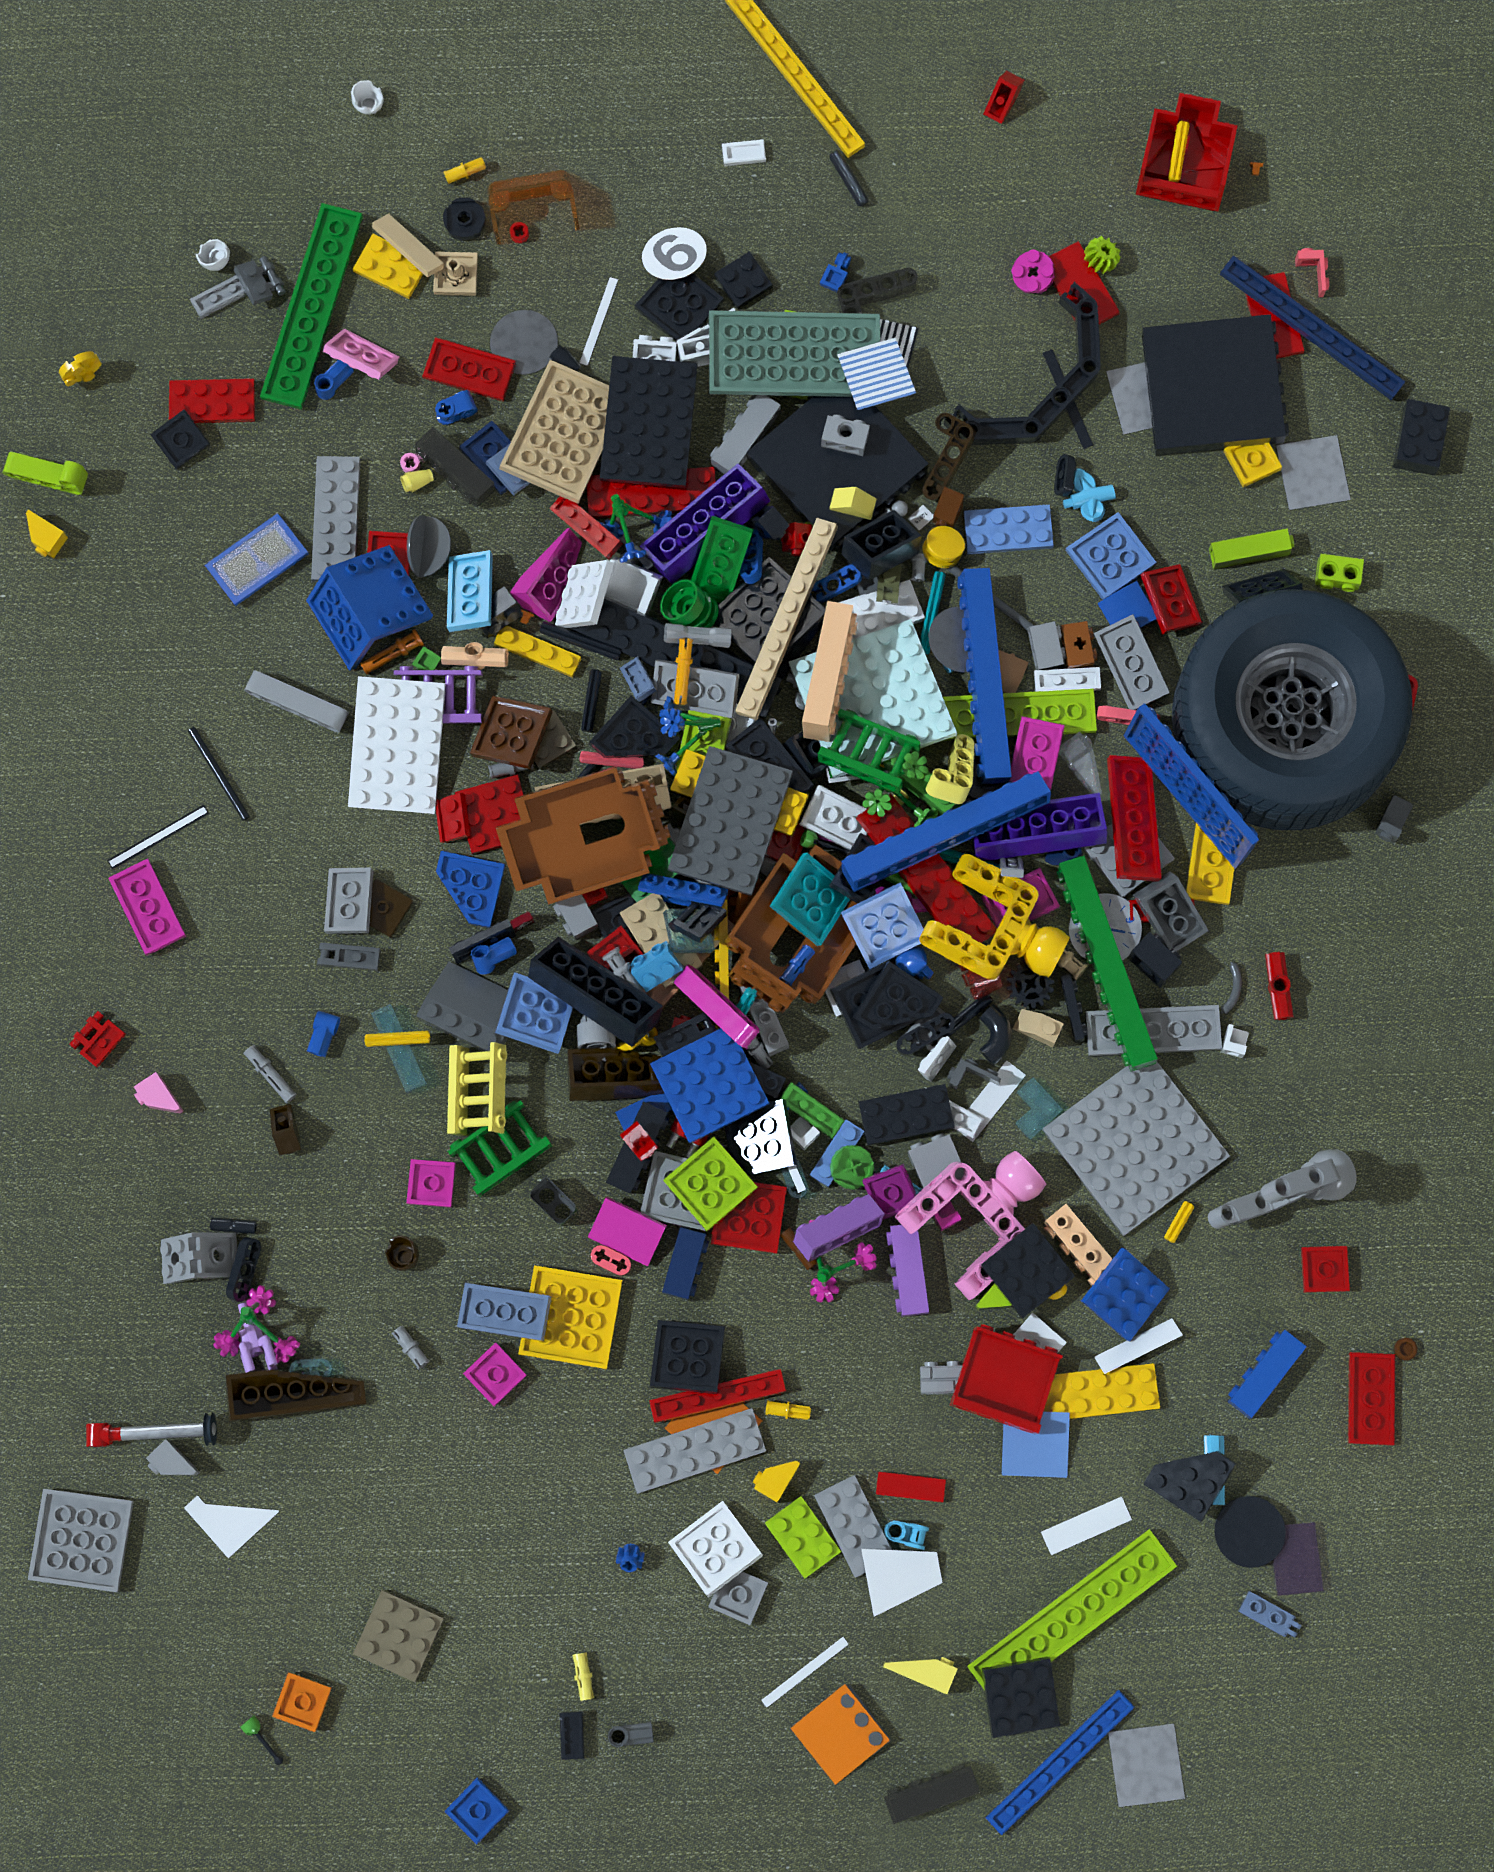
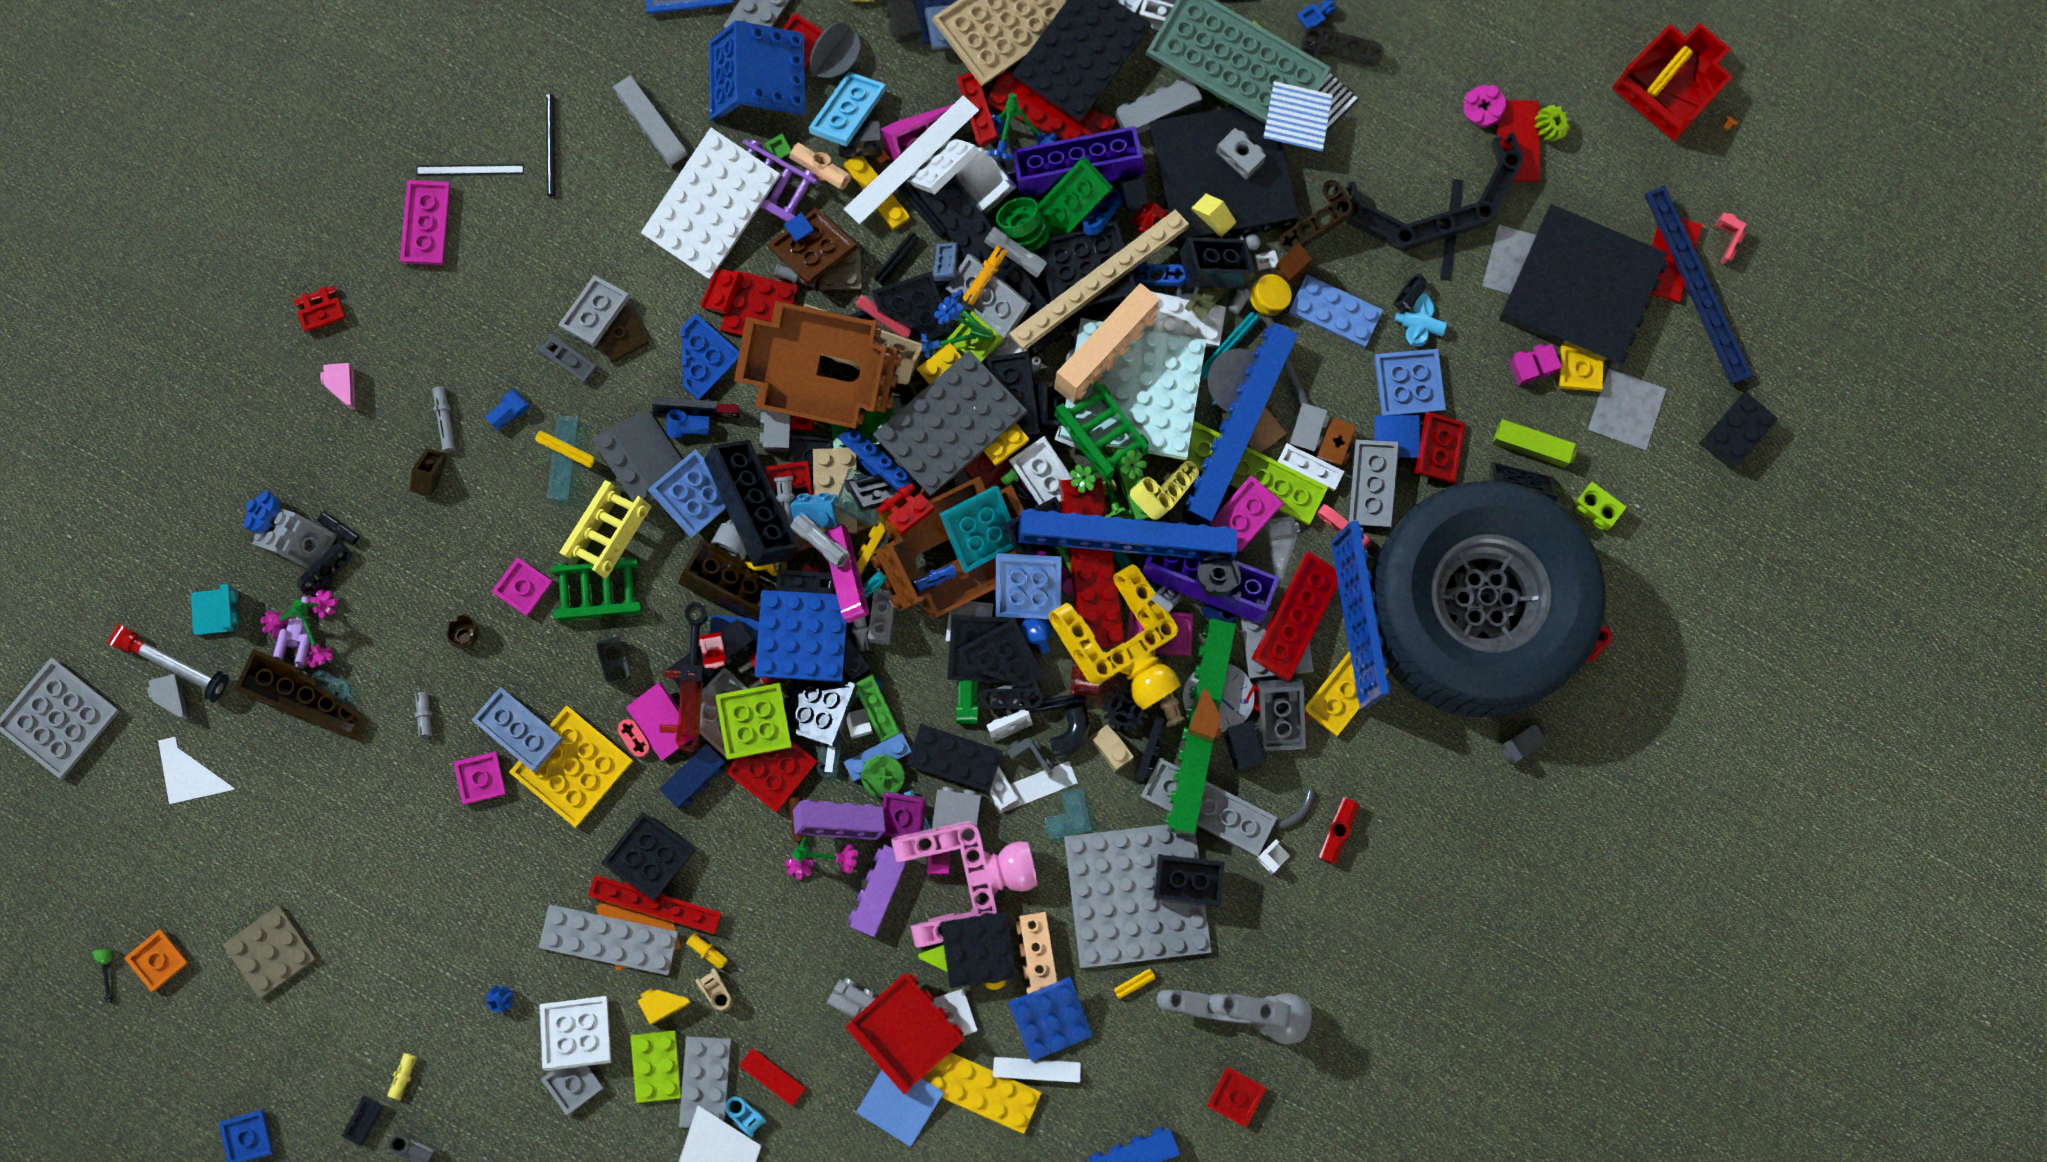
camera: 20 degrees right, 0 degrees up
(156, 1250) = (261, 511): none -> blue plate
(166, 1362) = (215, 611): none -> teal bracket
(369, 665) = (765, 124): orange pin -> none
(489, 722) = (798, 227): none -> blue tile
(554, 604) = (911, 159): none -> white sticker
(637, 1184) = (691, 686): none -> clear red piece
(662, 987) = (831, 550): none -> light grey axle
(744, 921) = (910, 513): none -> red plate
(814, 1439) = (715, 989): none -> tan piece
(890, 1065) = (967, 703): none -> green piece
(1046, 832) = (1214, 586): none -> black plate
(1108, 953) = (1206, 719): none -> dark orange slope
(1175, 1104) = (1188, 881): none -> black brick
(1210, 478) = (1540, 363): none -> dark pink piece

